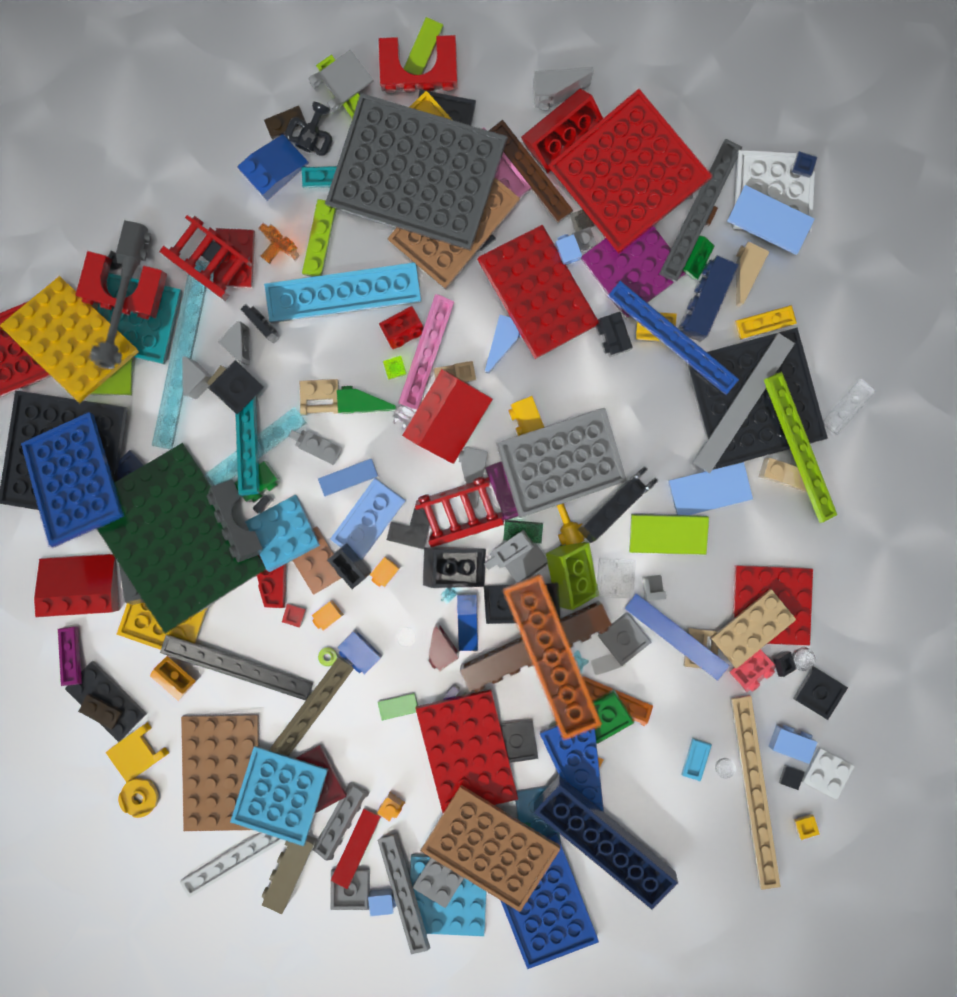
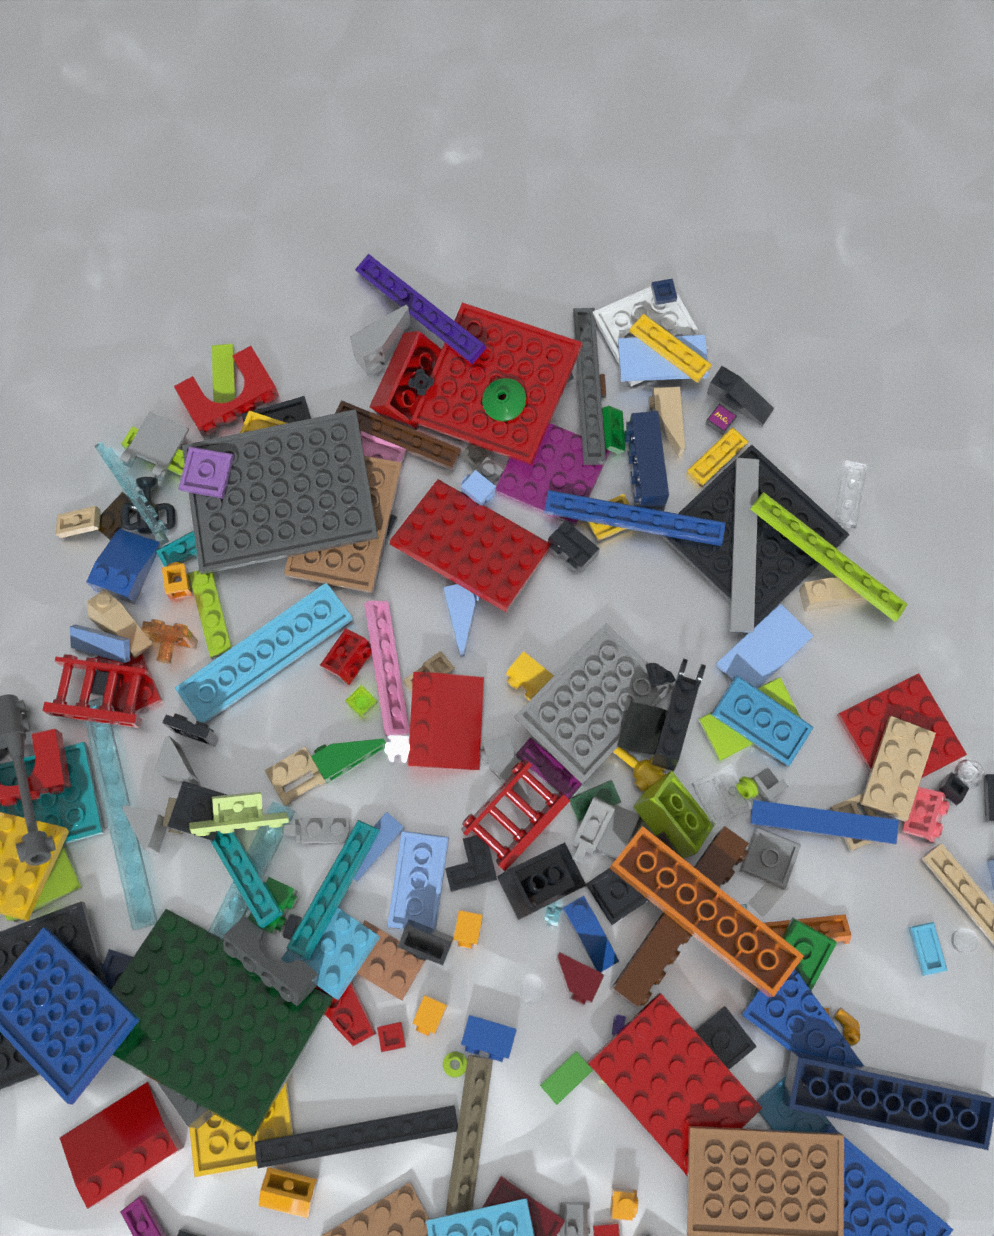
camera: 30 degrees left, 15 degrees down
(225, 220) = (100, 643): none -> medium blue tile
(245, 211) = (114, 619): none -> tan slope
(254, 112) = (78, 521): none -> tan plate
(262, 404) = (238, 812): none -> yellowish green bracket
(301, 194) = (170, 575): none -> light orange brick
(304, 494) = (333, 890): none -> teal tile
(305, 118) = (137, 498): none -> clear light blue plate
(367, 126) = (206, 472): none -> medium lavender tile
(571, 144) = (421, 388): none -> black plate
(585, 499) = (641, 728): none -> pearl dark grey tile
(603, 75) = (421, 309): none -> dark purple plate
(610, 781) = (850, 1025): none -> light orange arm
(621, 467) = (659, 675): none -> black tile
(626, 198) = (509, 407): none -> green dish
(637, 582) = (747, 787): none -> lime plate
(676, 541) = (762, 720): none -> dark azure tile
(780, 215) = (670, 348): none -> yellow tile
(787, 293) = (721, 419): none -> magenta tile
(812, 283) = (739, 395): none -> black slope

